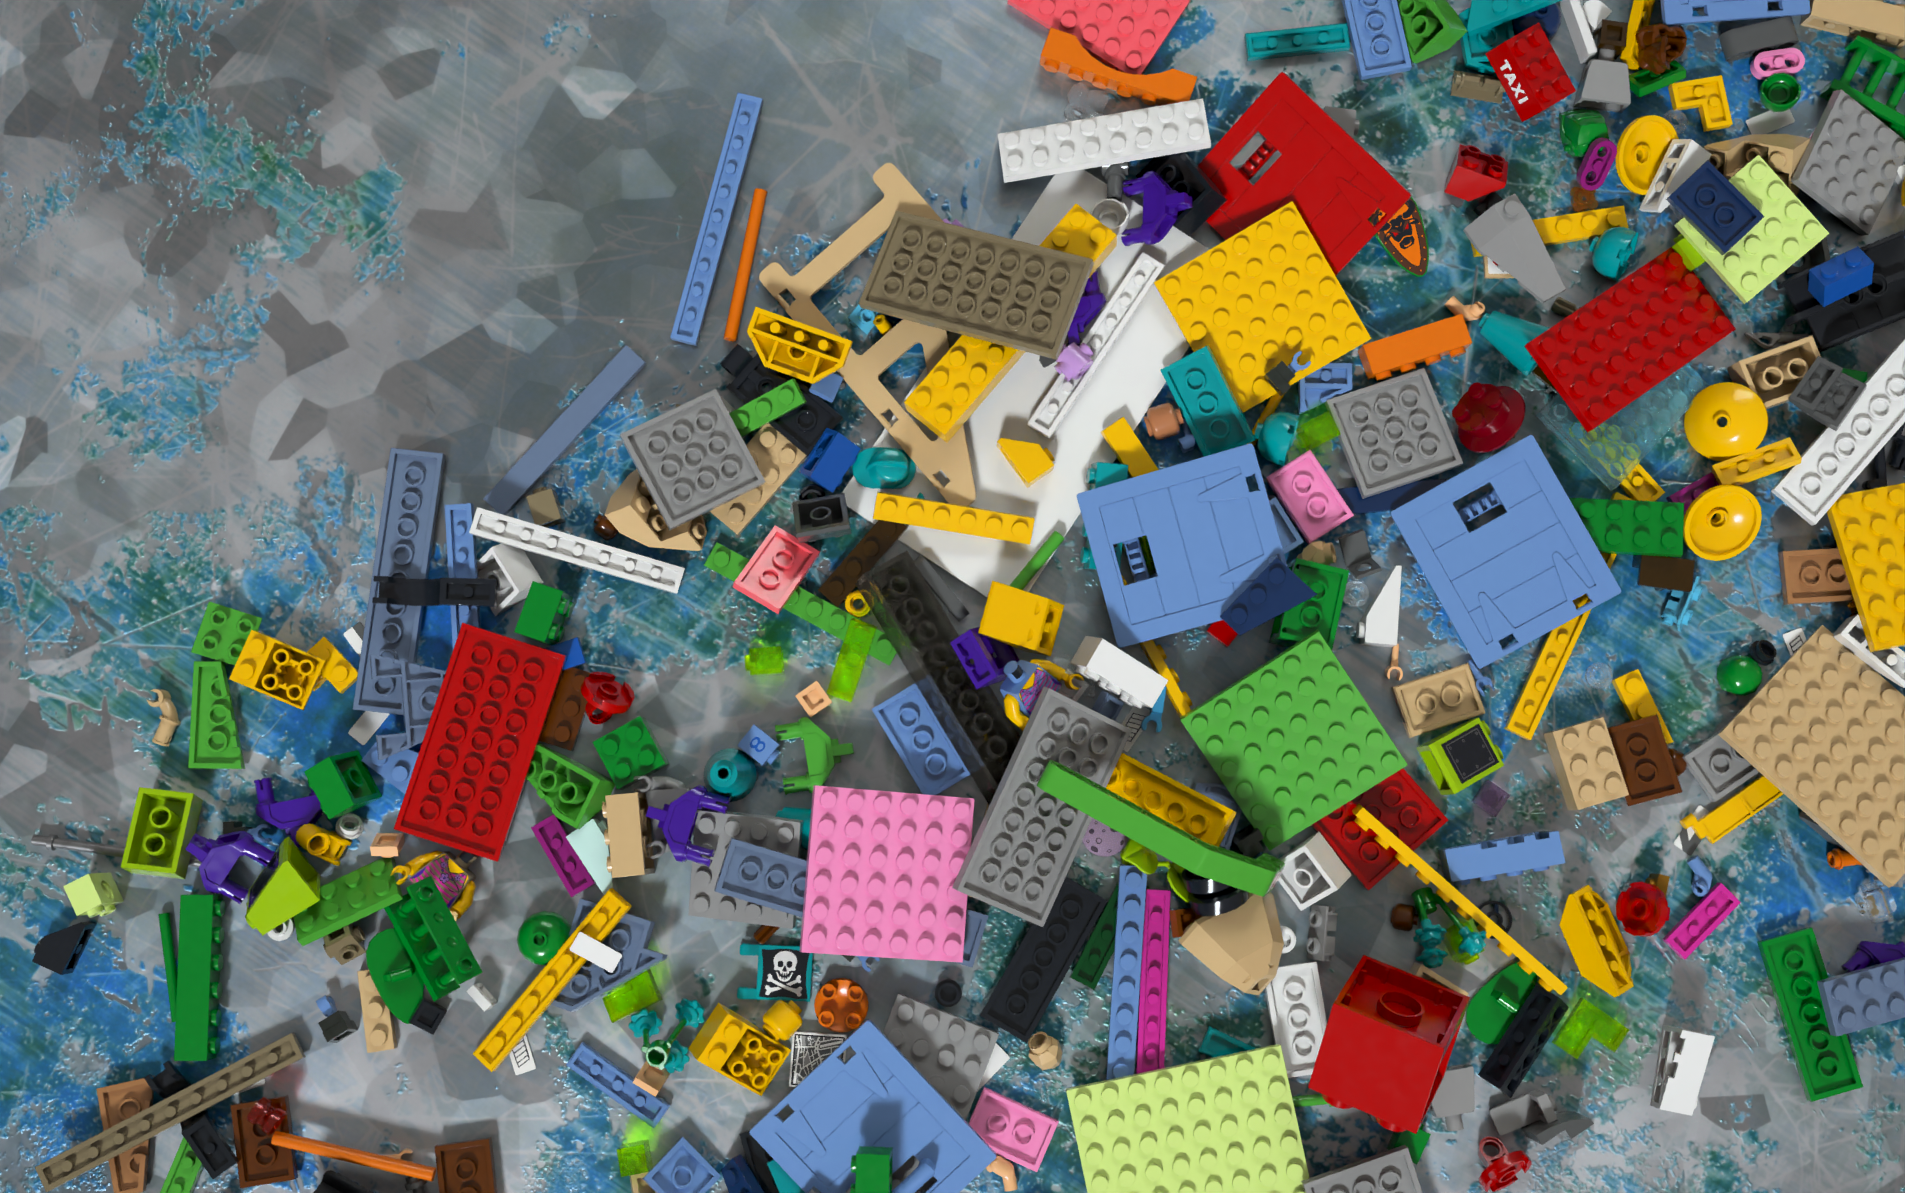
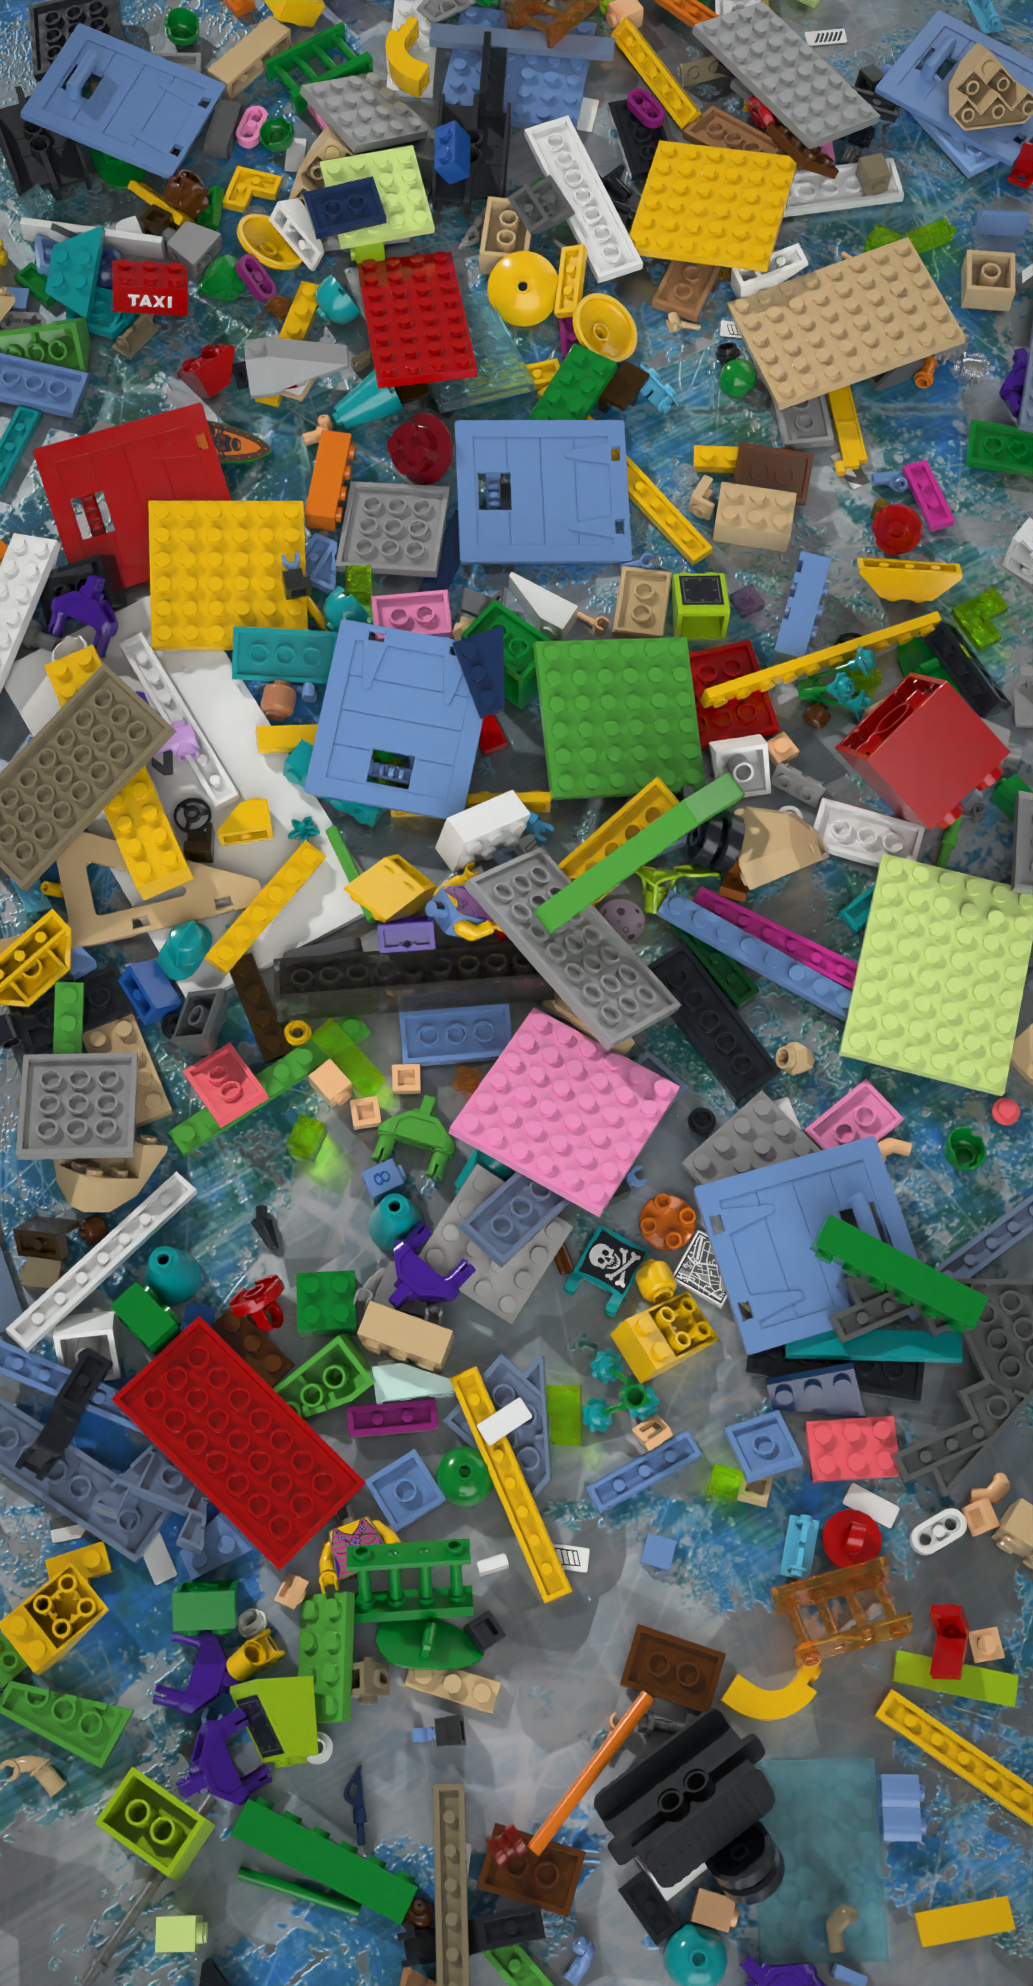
camera: 65 degrees left, 15 degrees down
(194, 1069) = (418, 1915): none -> reddish brown piece
(255, 979) = (357, 1802): none -> dark blue hand
(509, 895) = (405, 1491): none -> medium blue plate
(557, 1127) = (658, 1552): none -> medium blue tile
(577, 491) = (44, 1237): none -> dark brown panel
(597, 612) = (172, 1275): none -> teal cone
(674, 666) = (265, 1227): none -> black bar
(823, 657) = (331, 1084): none -> light nougat brick
(860, 718) = (406, 1079): none -> light nougat plate
(880, 766) = (464, 1086): none -> clear orange plate
(986, 428) = (200, 845): none -> dark brown panel
(1017, 411) = (189, 820): none -> black piece
(1047, 510) = (303, 829): none -> teal plant
(1349, 899) = (781, 749): none -> light nougat plate
(1583, 703) = (700, 499): none -> tan bracket
(1770, 585) = (674, 323): none -> tan hand

